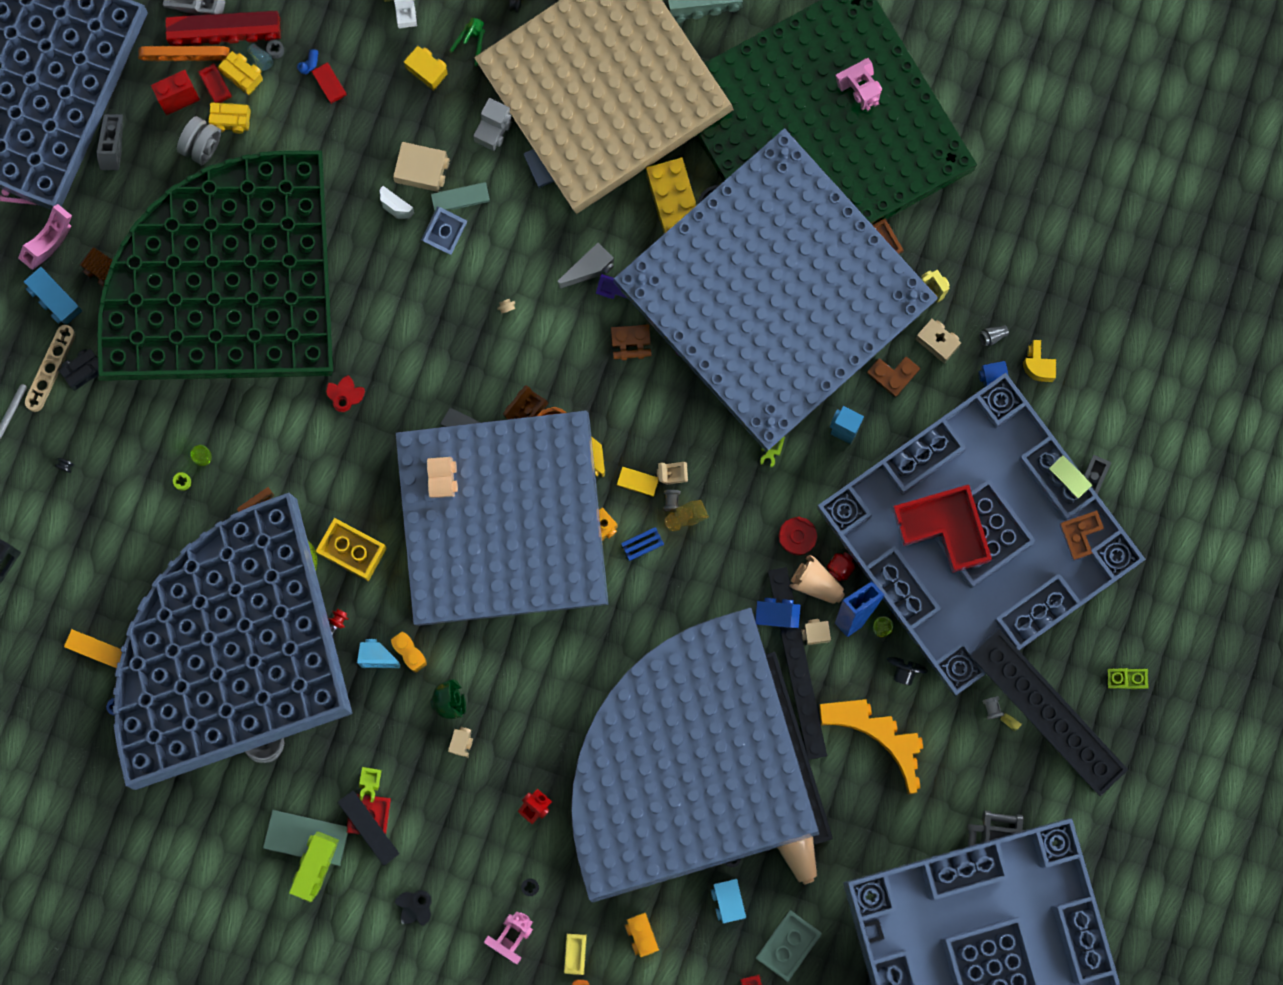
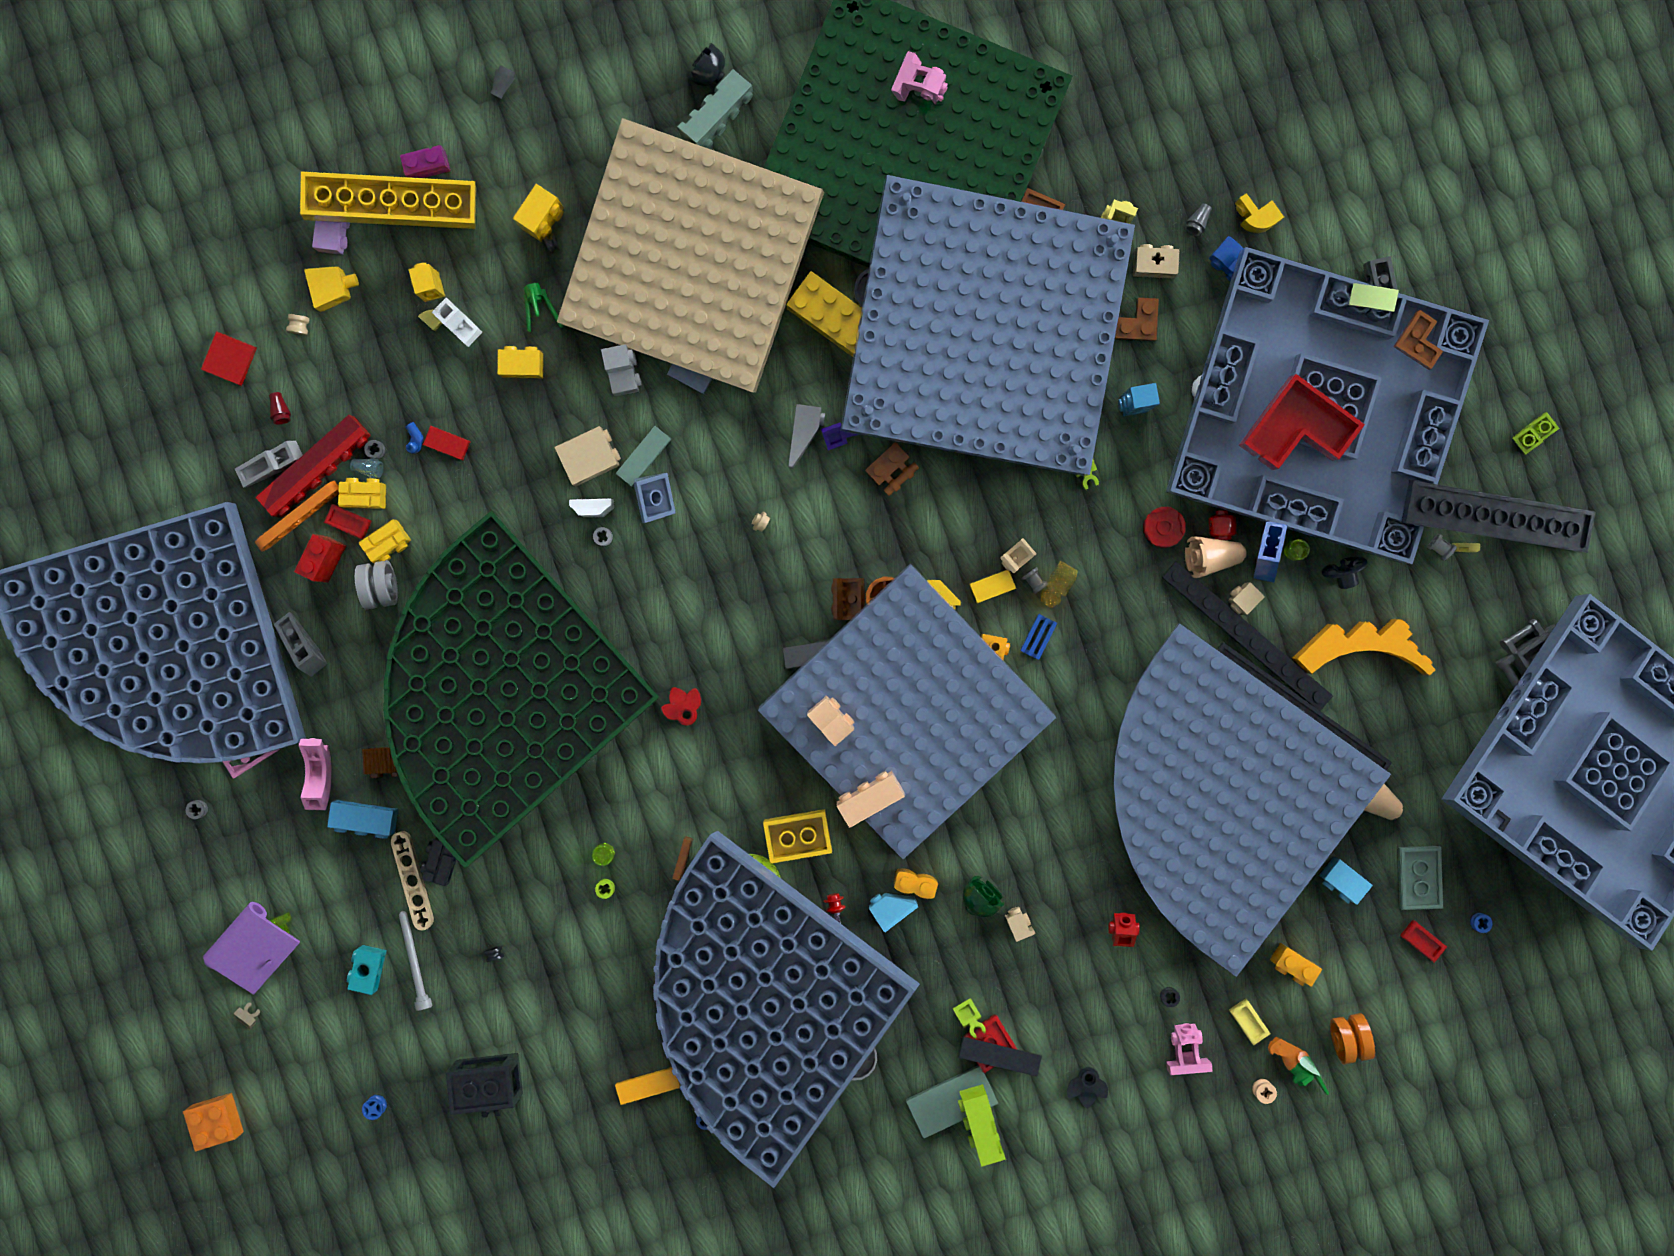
camera: 35 degrees left, 10 degrees up
(380, 229) = (596, 538): none -> light grey bush
(425, 556) = (870, 798): none -> light nougat brick
(778, 614) = (1203, 609): blue brick -> none

